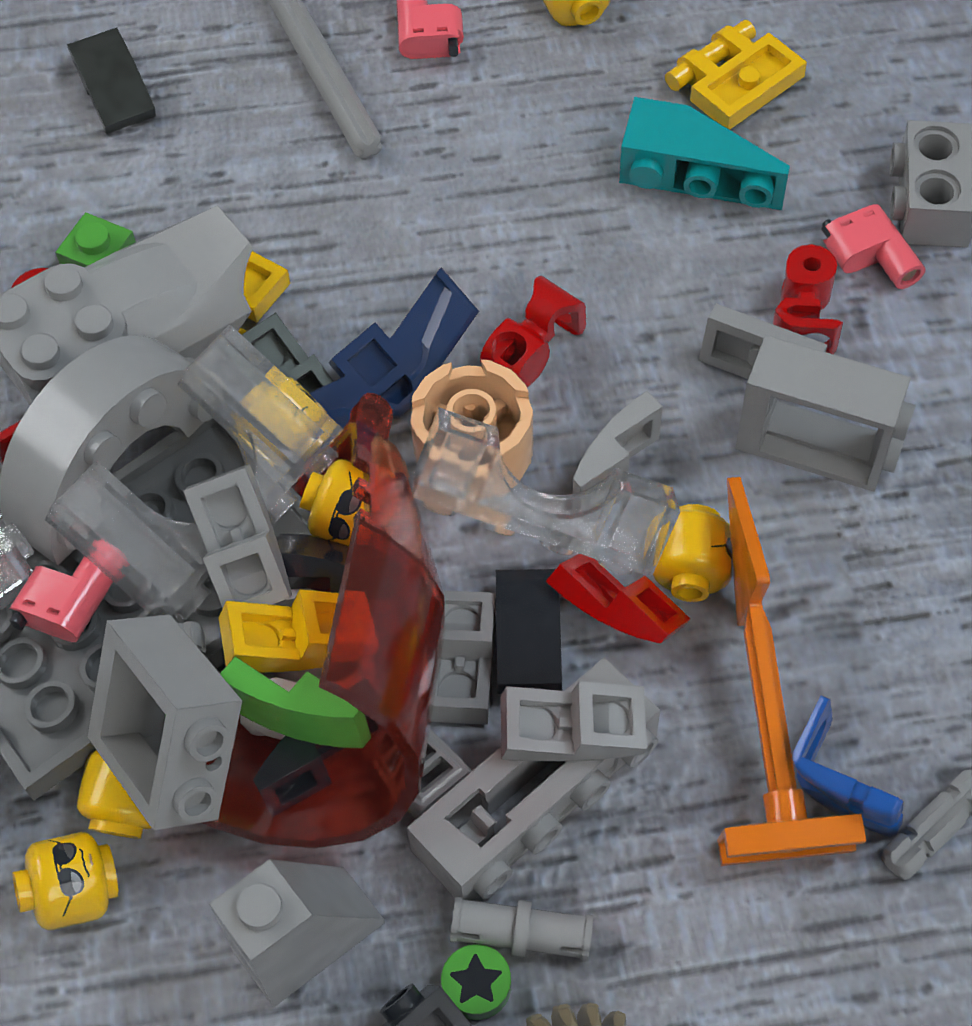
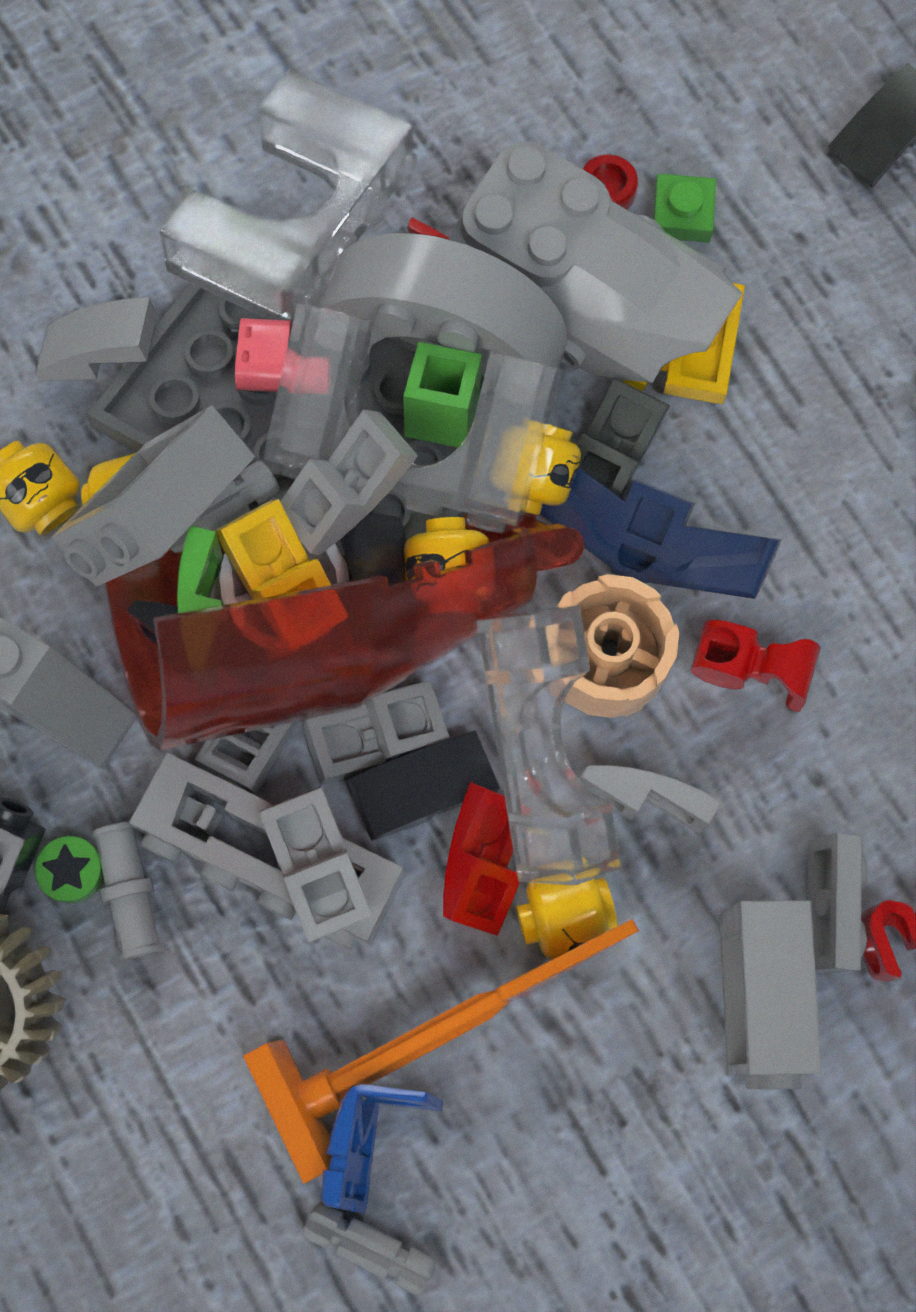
camera: 65 degrees right, 15 degrees up
(184, 448) = (441, 394): none -> bright green brick

